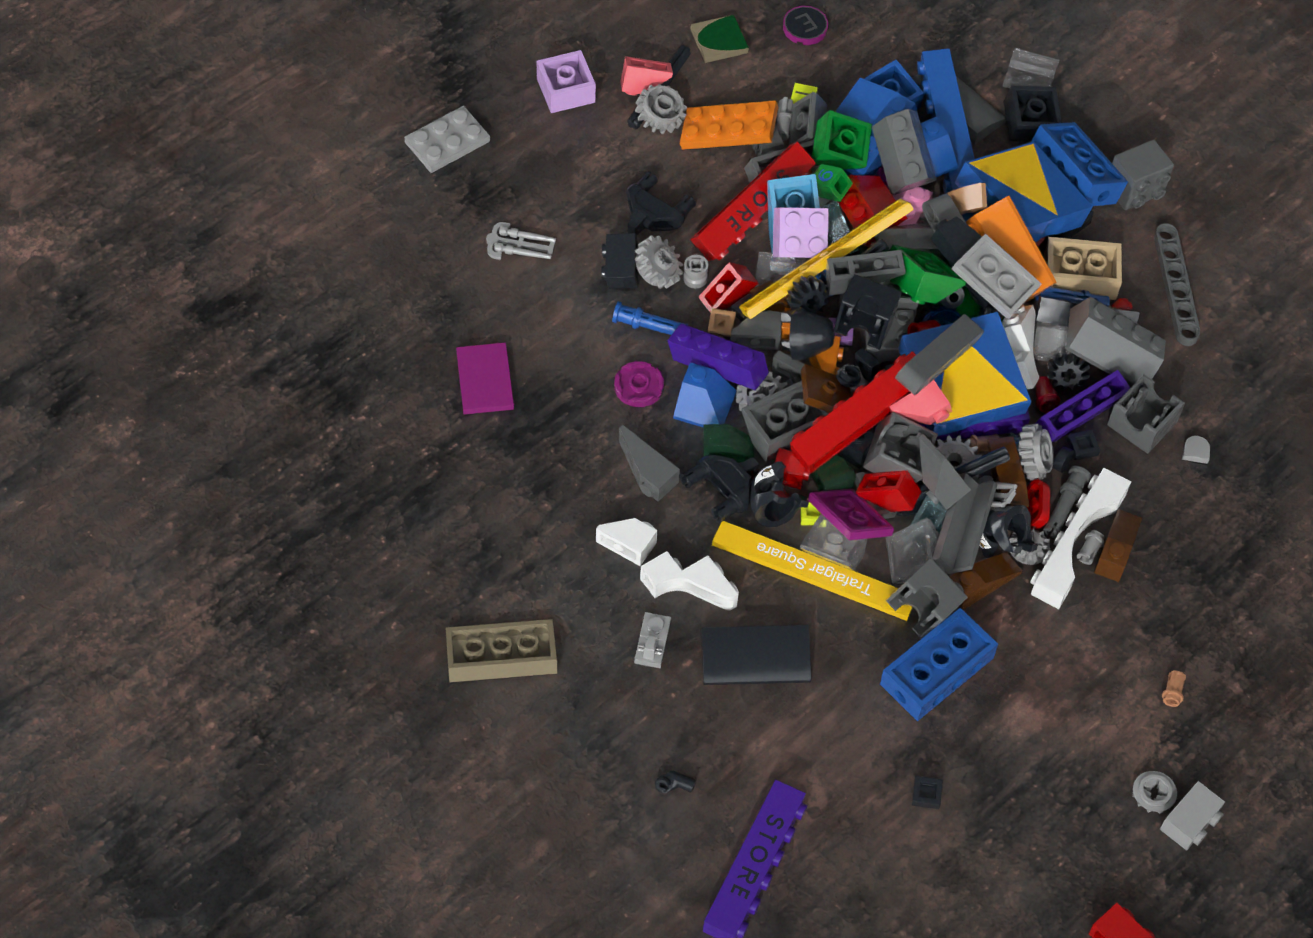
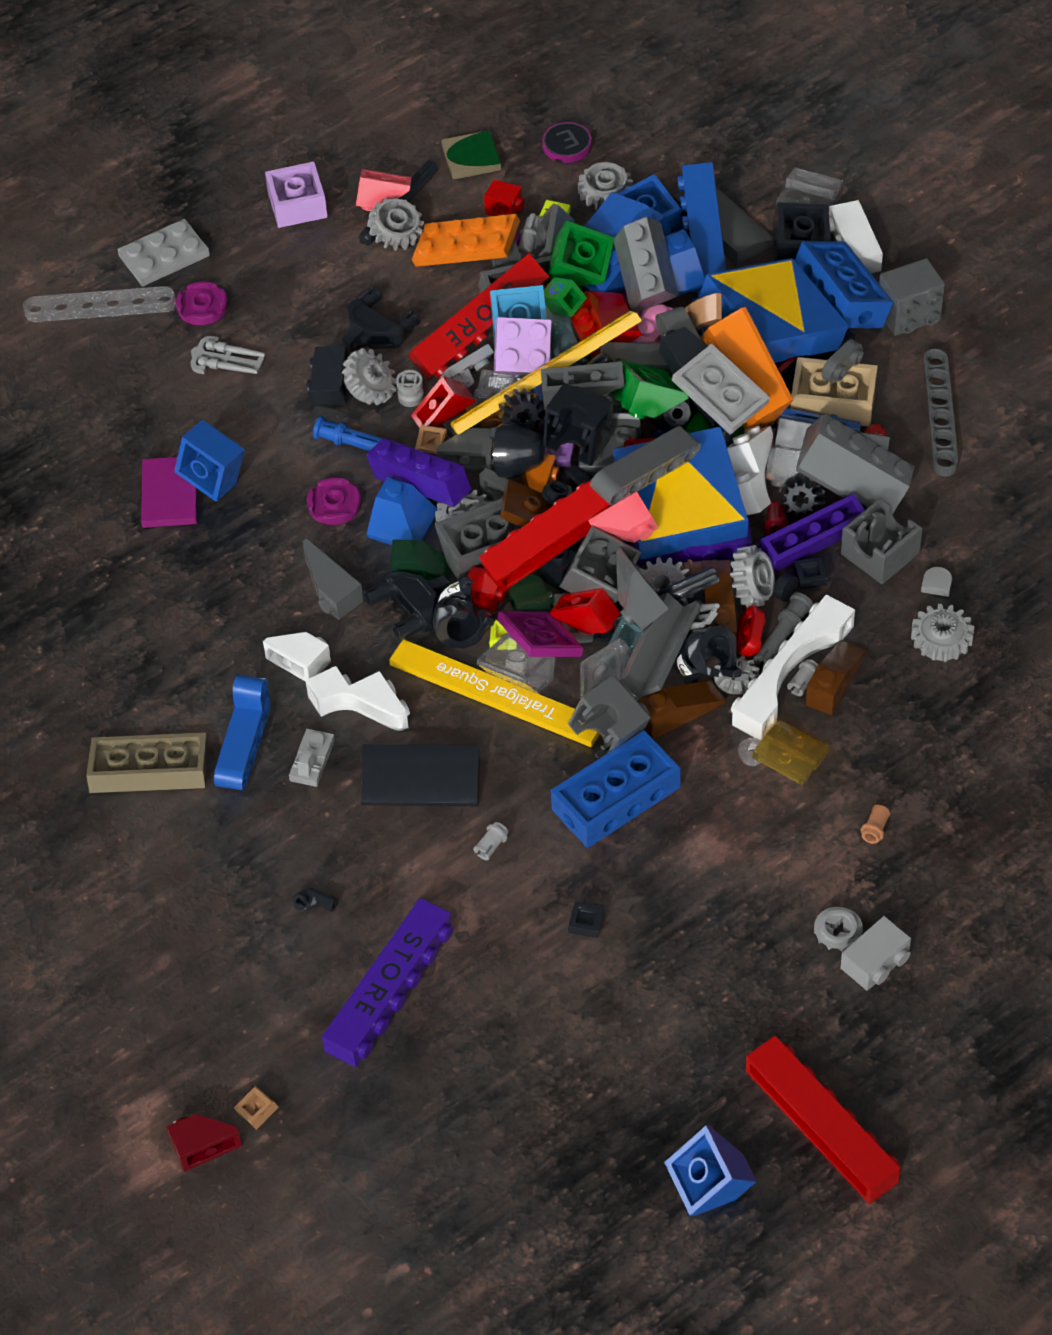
camera: 10 degrees right, 5 degrees down
(395, 196) = (99, 306): none -> clear beam
(489, 189) = (201, 303): none -> magenta tile
(523, 350) = (209, 460): none -> blue brick
(588, 620) = (244, 732): none -> blue beam
(740, 255) = (461, 370): none -> light grey hinge
(757, 84) = (503, 199): none -> red brick
(831, 714) = (491, 840): none -> light grey pin
(846, 66) = (602, 180): none -> light grey gear
(1052, 626) = (744, 752): none -> clear plate
(1078, 108) = (851, 226): none -> white brick
(1089, 621) = (790, 752): none -> clear yellow slope
(1090, 244) = (842, 361): none -> dark grey plate
(1209, 500) = (942, 633): none -> light grey gear

